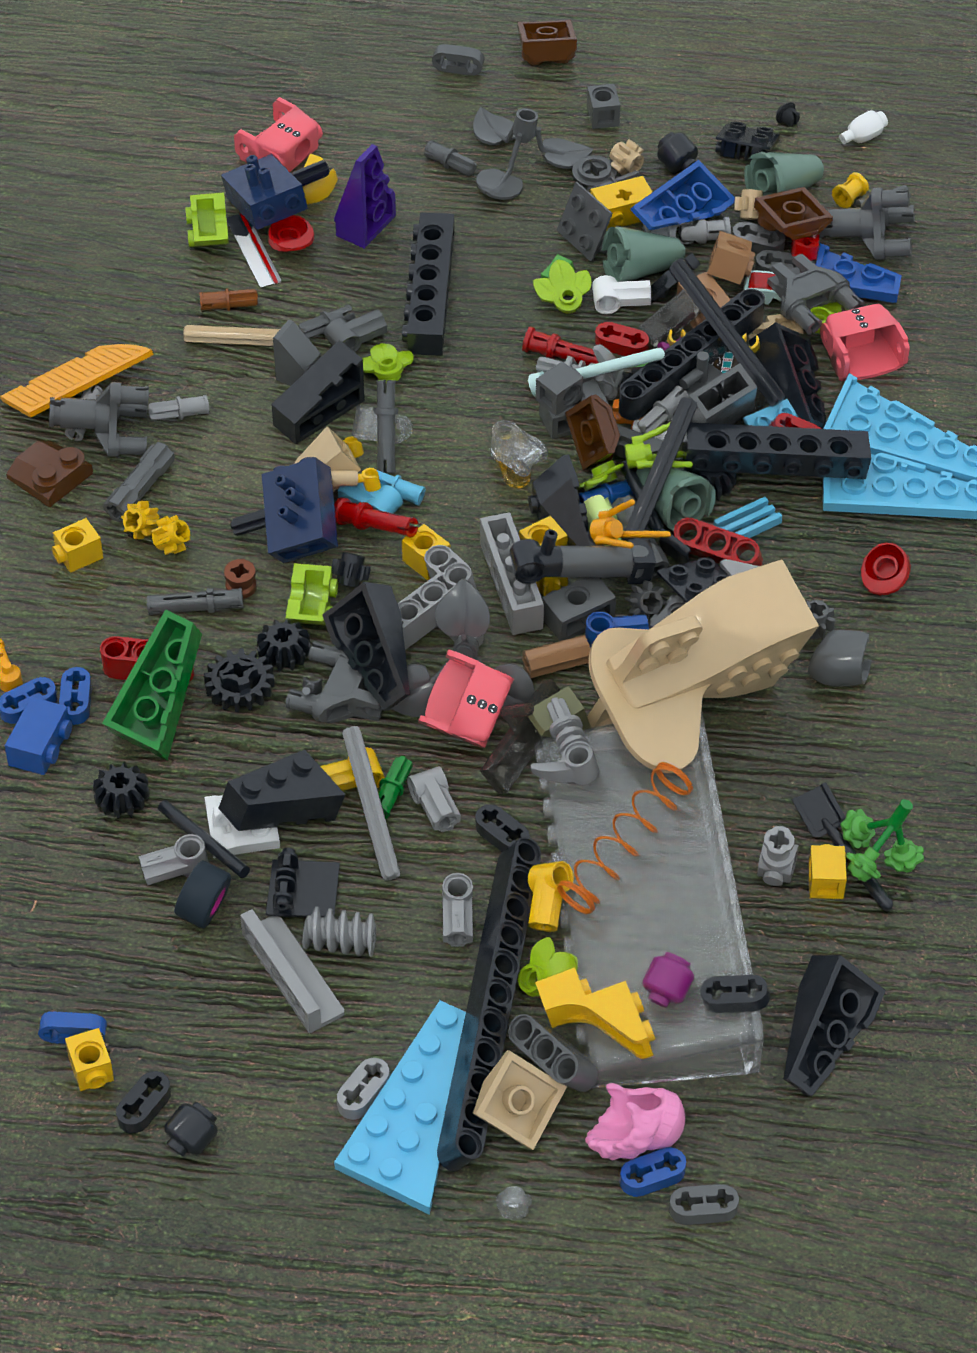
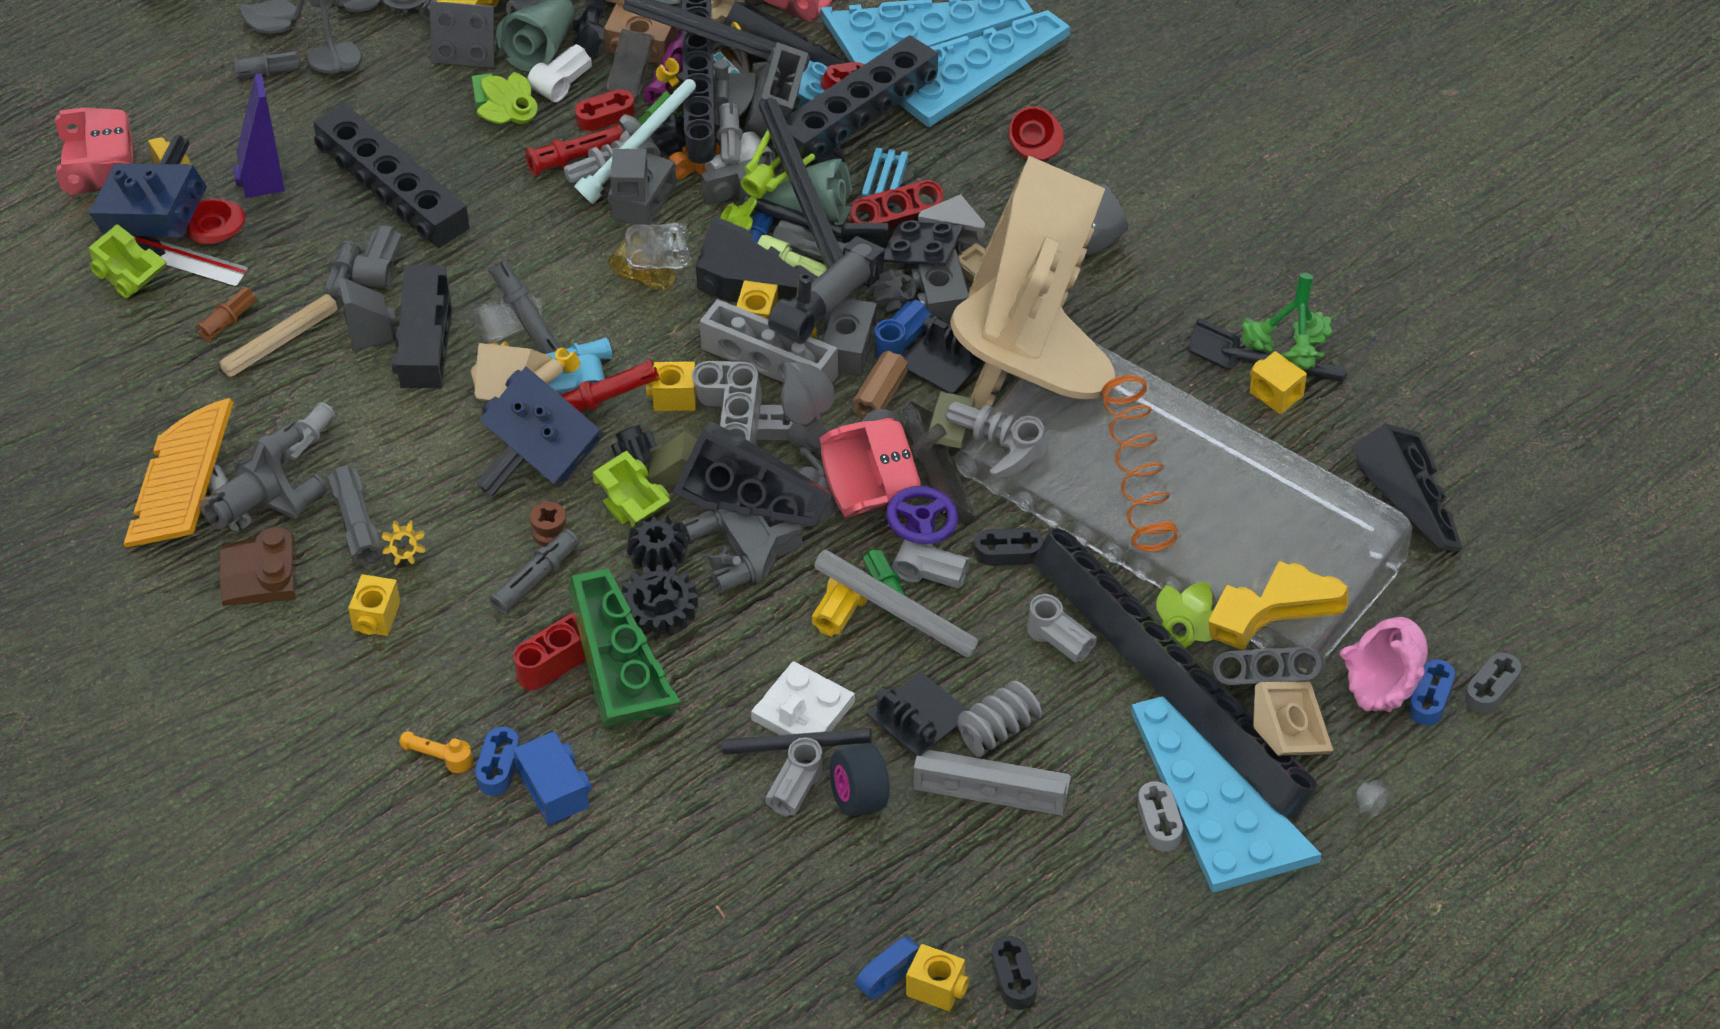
camera: 45 degrees left, 0 degrees up
(81, 695) = (537, 719): blue beam -> none
(121, 790) = (679, 761): black gear -> none
(171, 535) = (446, 534): yellow gear -> none
(190, 1129) = (1082, 956): black head -> none
(281, 792) = (826, 650): black wedge -> none
(386, 362) = (443, 254): lime plate -> none
(454, 773) = (921, 518): none -> dark purple piece
(546, 898) = (1114, 550): yellow piece -> none
(593, 431) = (698, 188): reddish brown slope -> none
(608, 529) = (814, 253): light orange plant -> none
(668, 979) = (1302, 536): magenta head -> none
(735, 993) = (1364, 510): black beam -> none
(778, 856) = (1236, 394): light grey connector -> none

